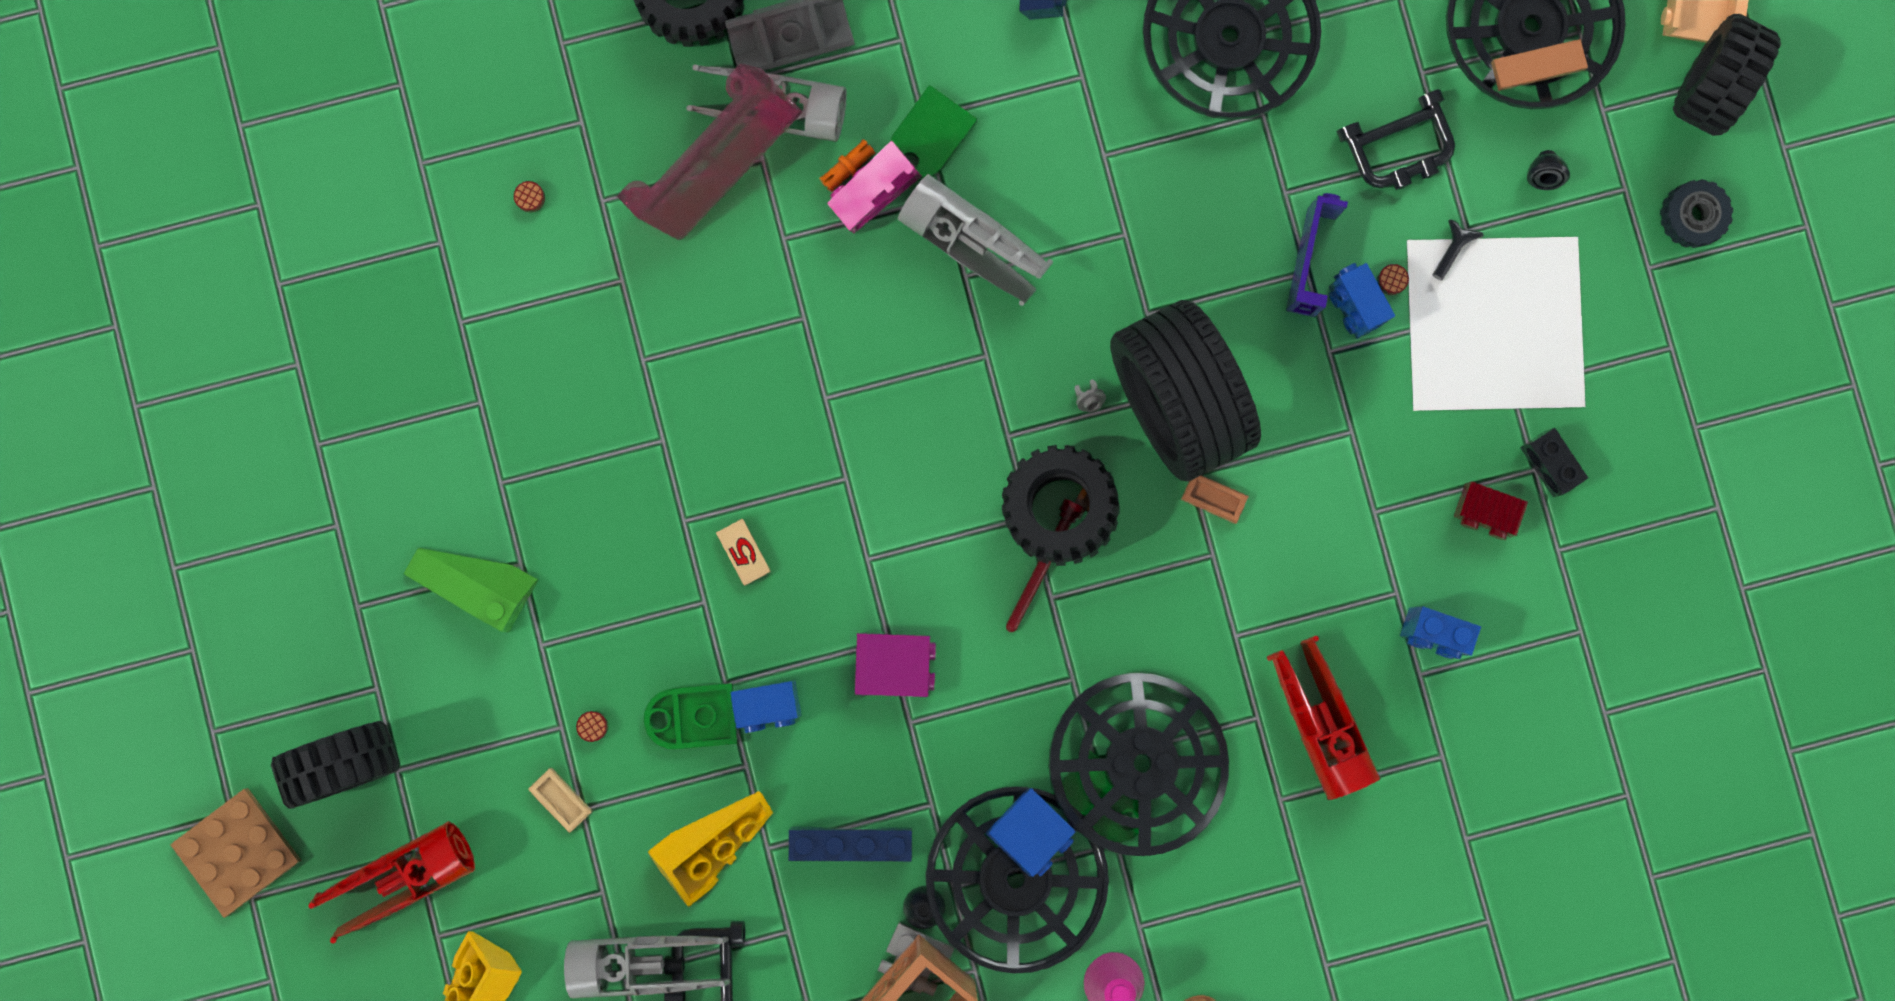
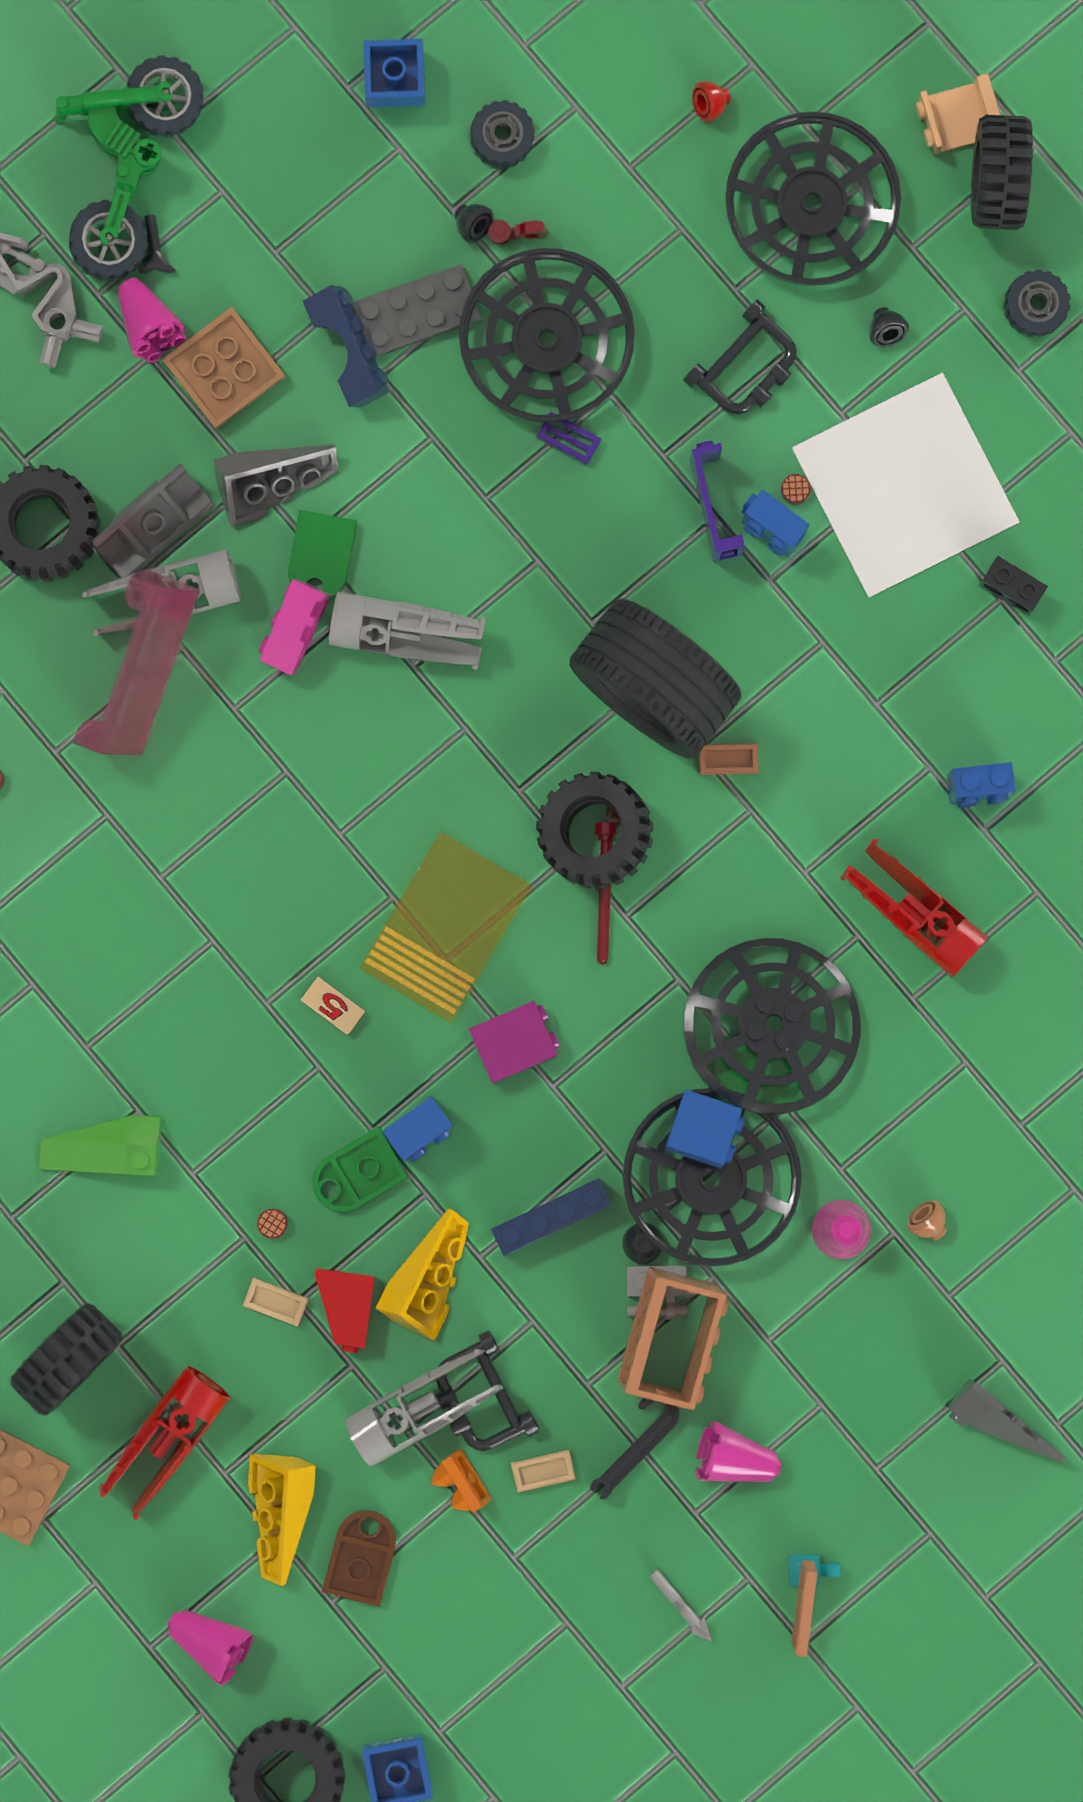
camera: 20 degrees left, 0 degrees up
(623, 835) = (347, 1305): none -> red slope
(847, 165) = (260, 617): orange pin -> none
(881, 529) = (445, 927): none -> clear yellow piece
(910, 41) = (264, 478): none -> dark grey wedge
(1091, 399) = (577, 724): light grey plate -> none
(1221, 156) = (585, 459): none -> dark purple tile
(1460, 238) = (838, 424): black piece -> none
(1490, 510) = (977, 655): dark red brick -> none
(1539, 64) = (834, 238): nougat tile -> none

